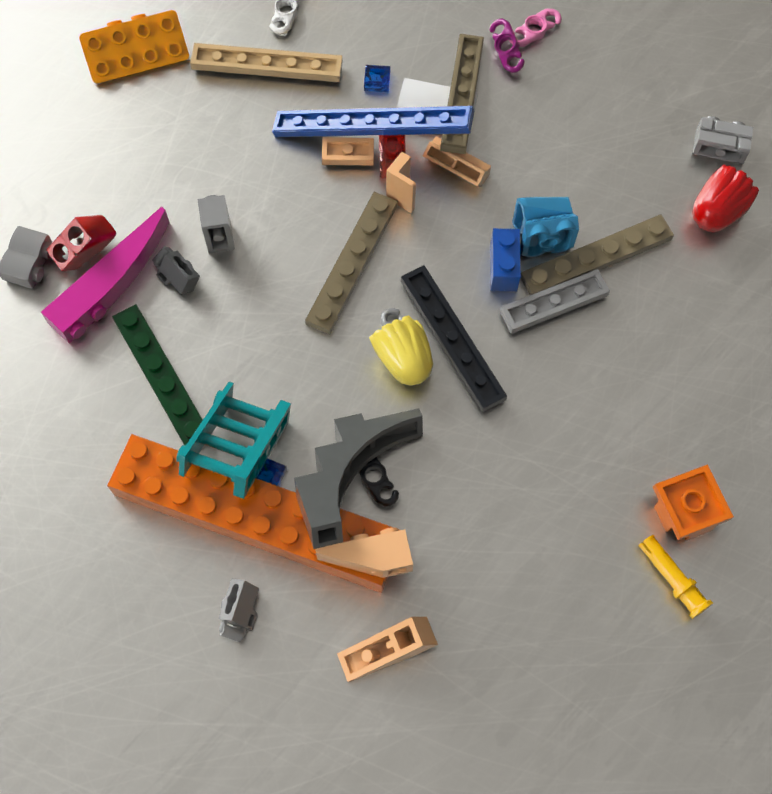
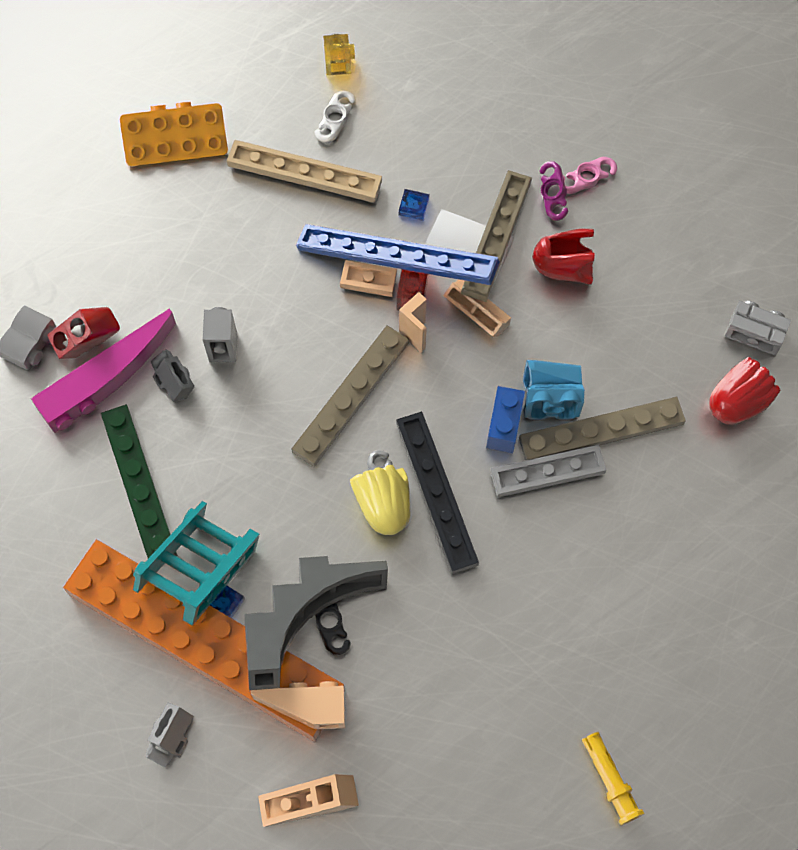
camera: 10 degrees right, 0 degrees up
(529, 103) = (565, 257): none -> red hair
(691, 503) = (643, 707): orange panel -> none

